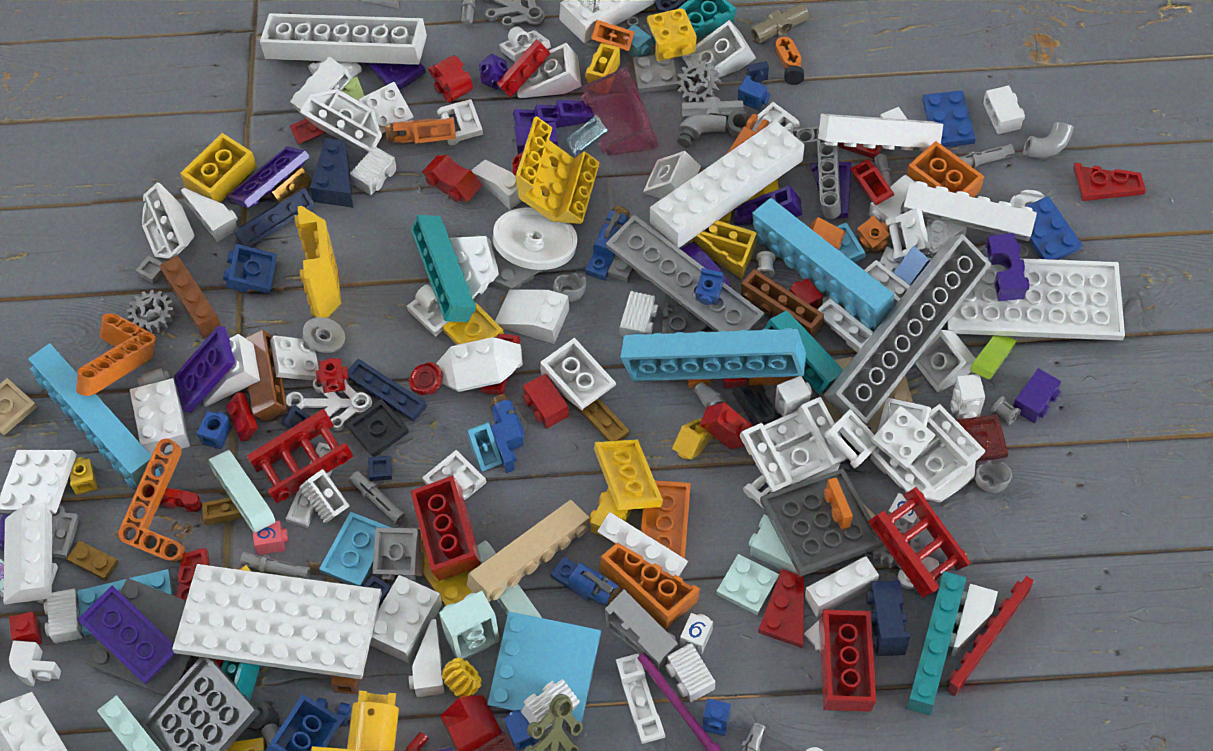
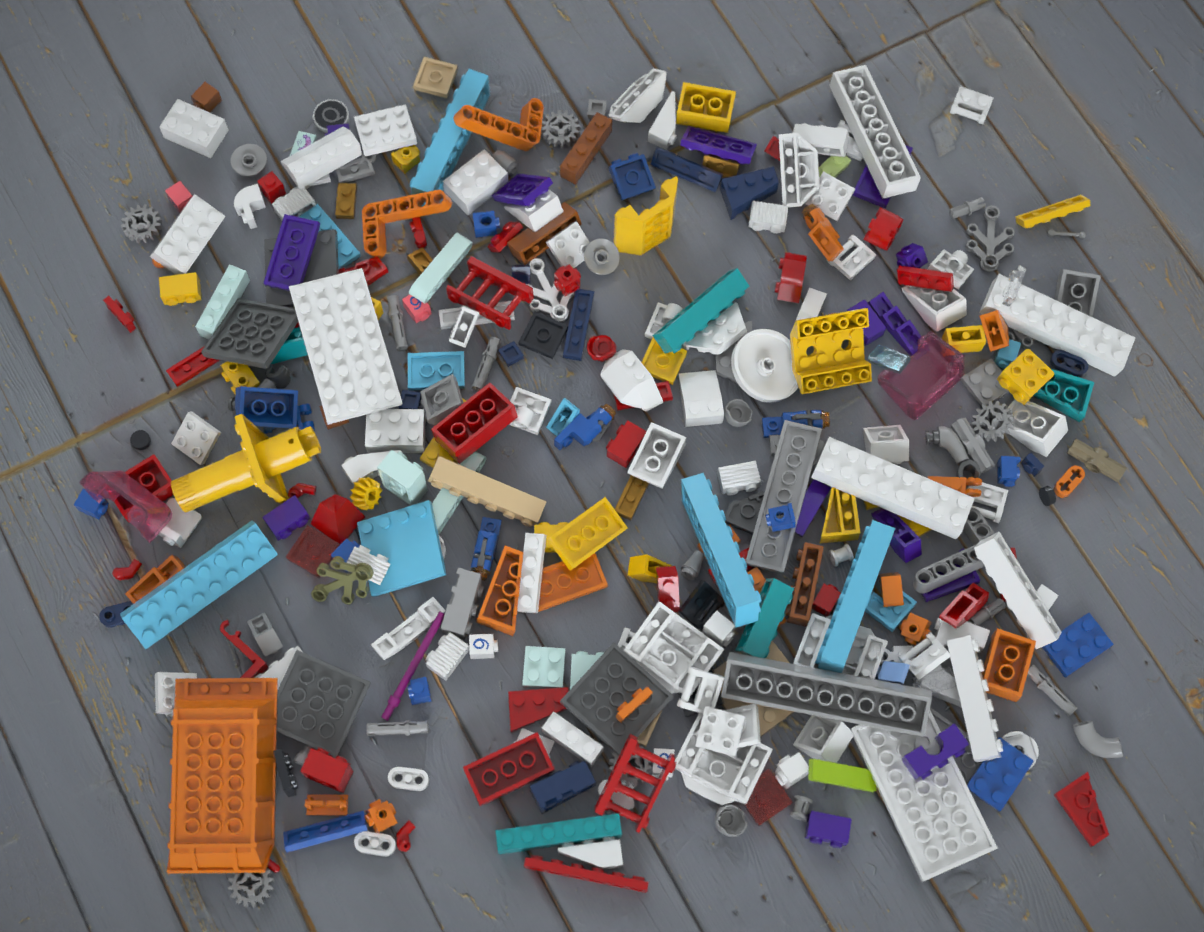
camera: 60 degrees right, 10 degrees up
(1003, 109) = (1111, 688): white brick -> none

